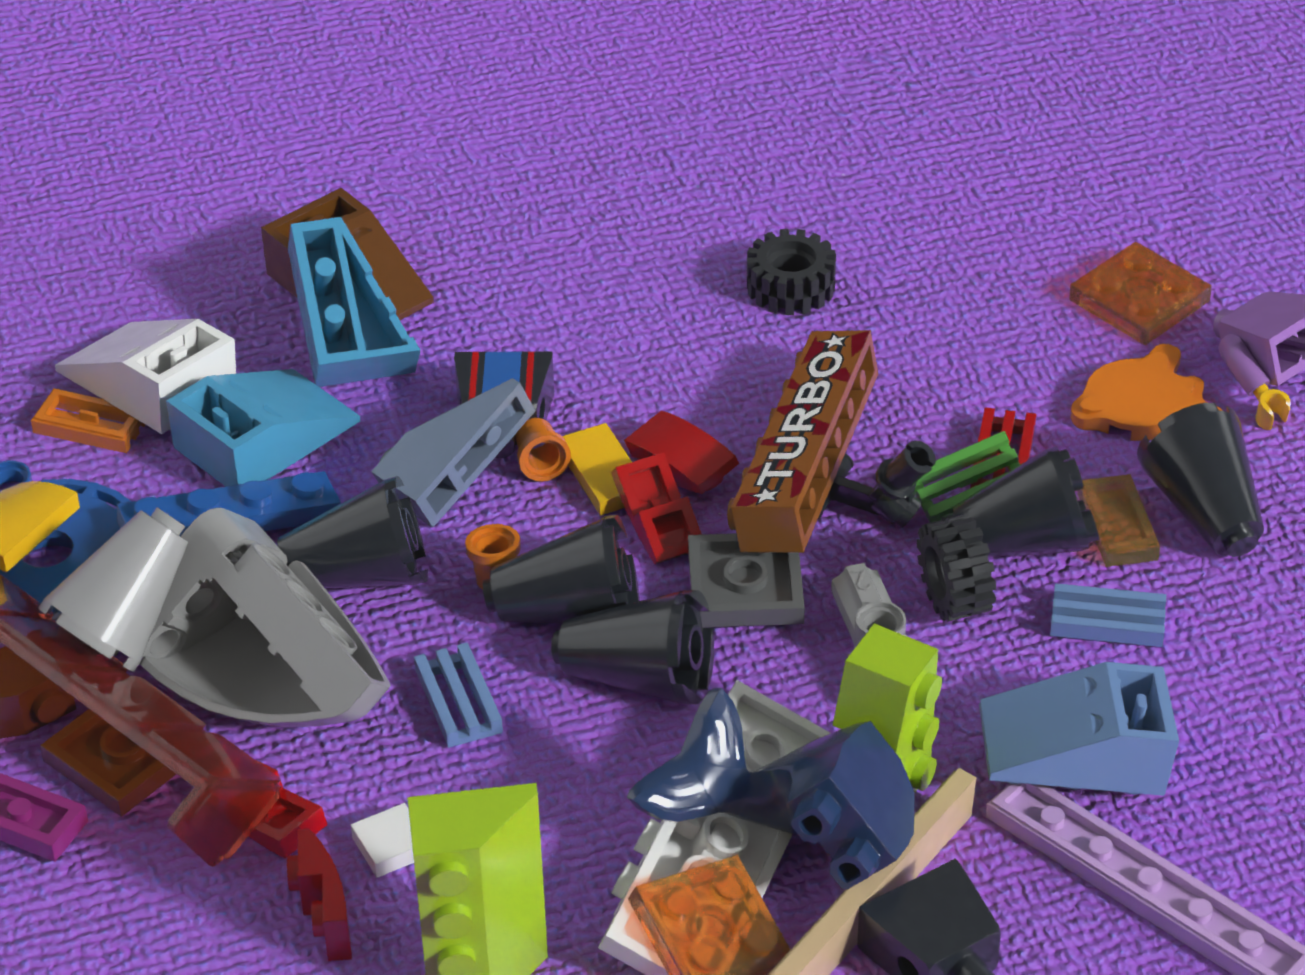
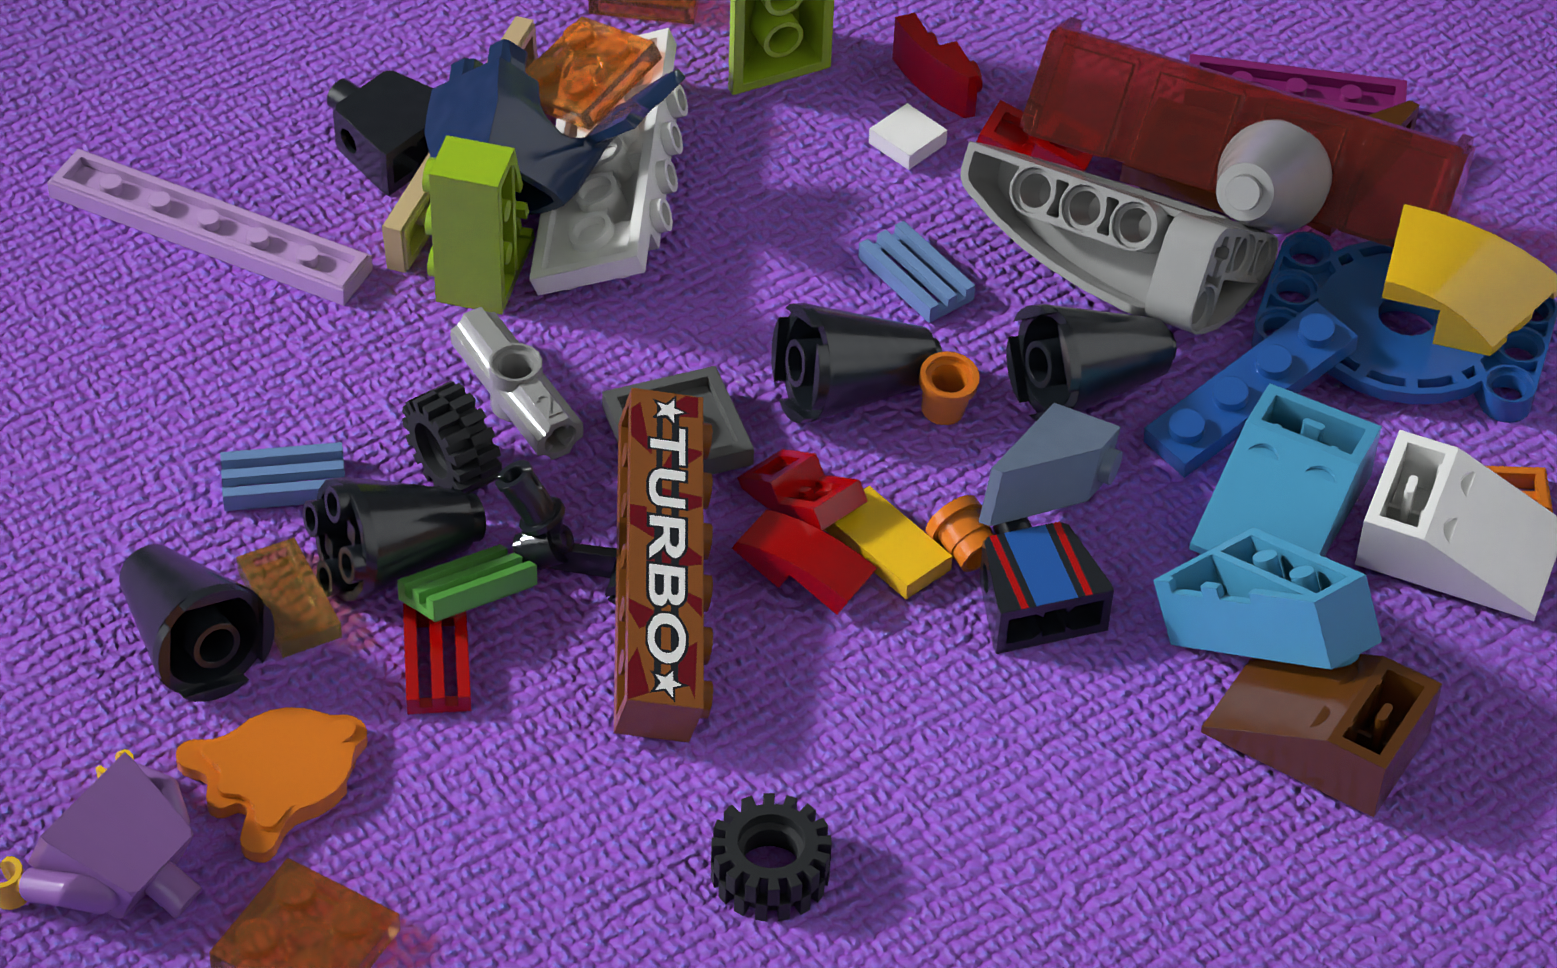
camera: 160 degrees right, 5 degrees up
(642, 647) = (738, 299): black cone -> none
(1084, 731) = (289, 297): medium blue slope -> none

